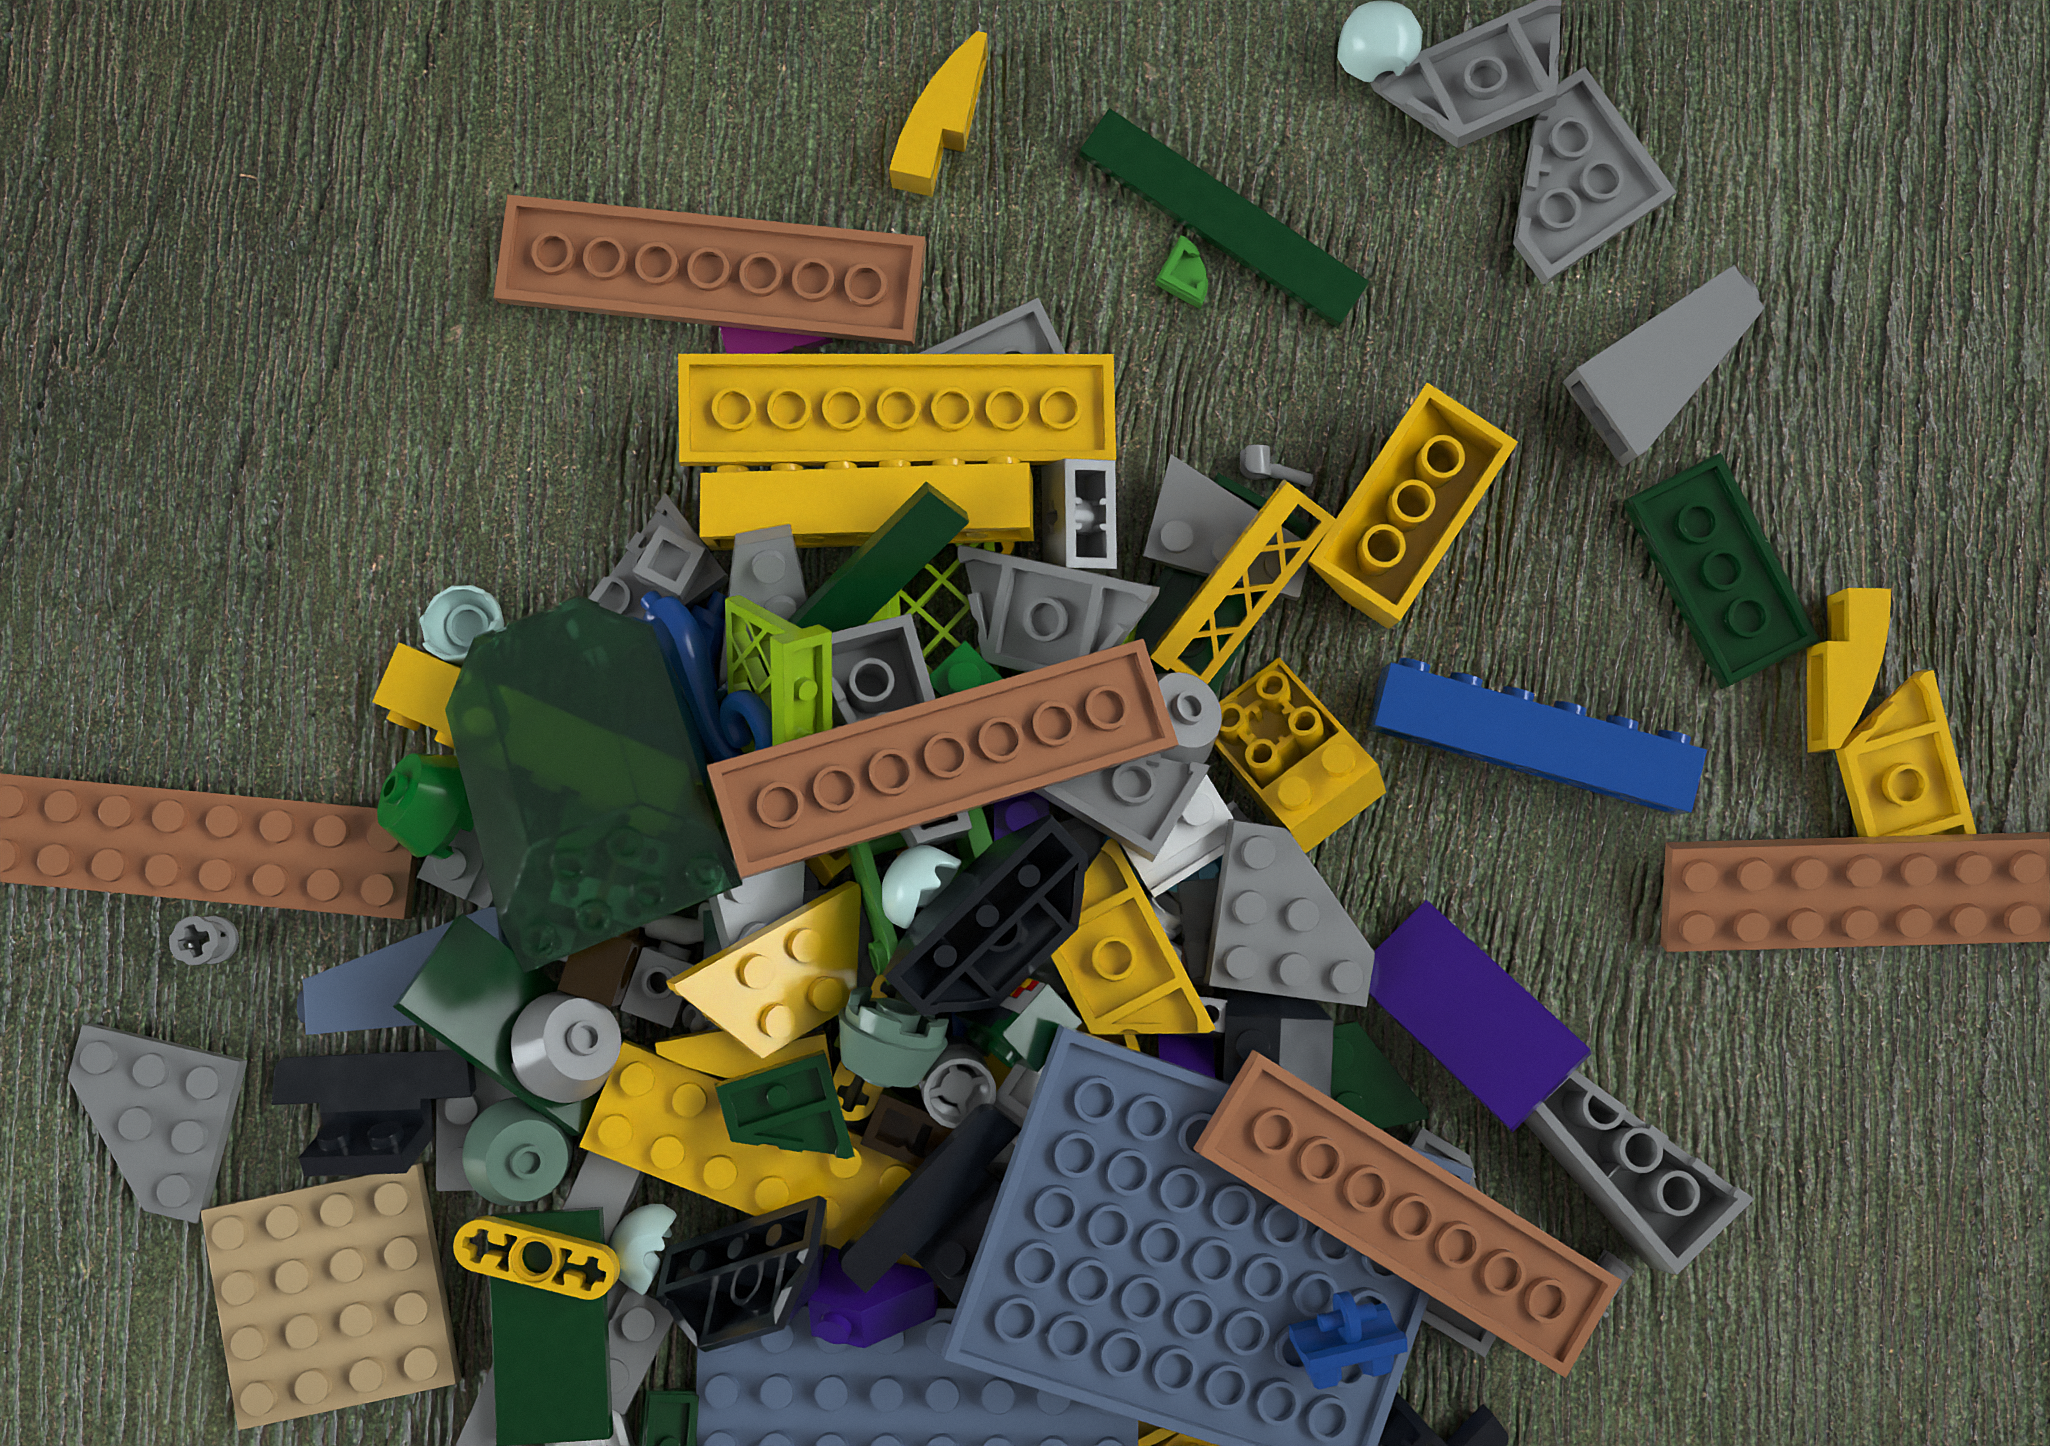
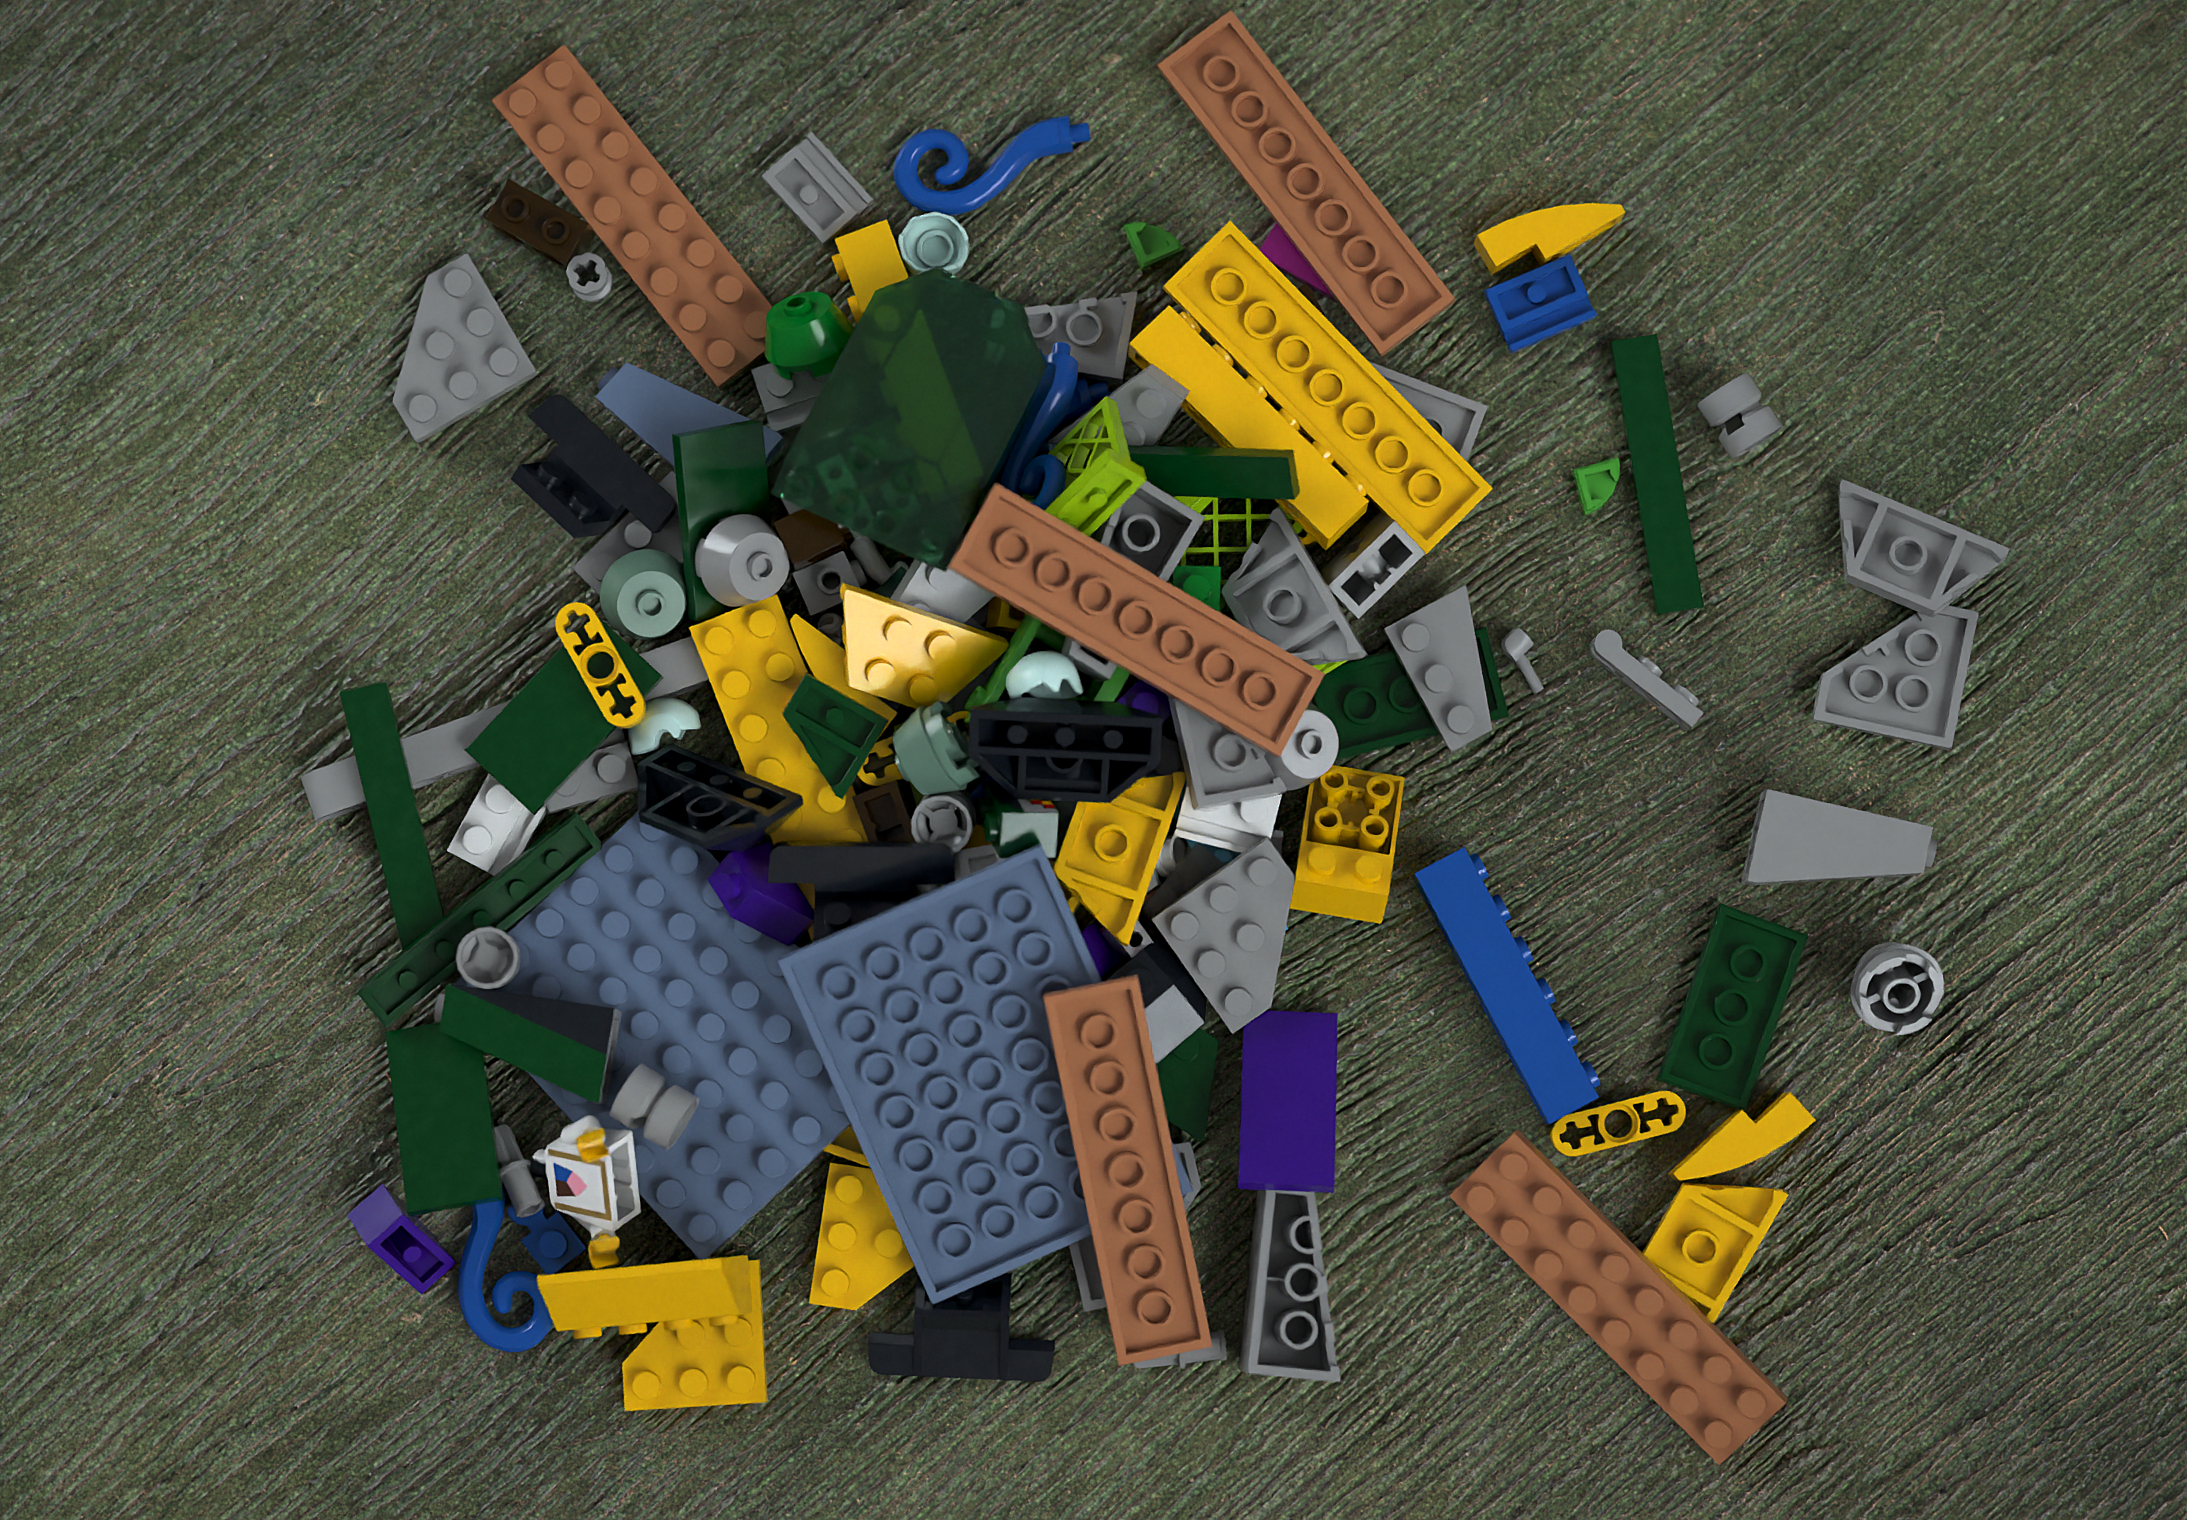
camera: 50 degrees right, 0 degrees up
(113, 941) = (539, 225): none -> dark brown brick
(320, 676) = (817, 189): none -> light grey plate
(330, 1296) = (448, 564): tan plate -> none
(459, 458) = (1037, 141): none -> blue plant
(638, 444) = (1151, 244): none -> bright green tile
(671, 562) = (1097, 339): light grey plate -> none
(994, 177) = (1540, 304): none -> blue plate
(1223, 100) = (1734, 399): none -> light grey wheel
(1227, 573) = (1422, 689): yellow fence -> none
(1345, 1338) = (1019, 1197): blue hips -> none
(1379, 39) = (1868, 464): light aqua hair -> none
(1385, 384) = (1644, 679): none -> light grey plate
(1410, 506) = (1576, 765): yellow slope -> none
(1765, 727) = (1654, 1126): none -> yellow beam
(1838, 418) = (1897, 987): none -> light grey cone

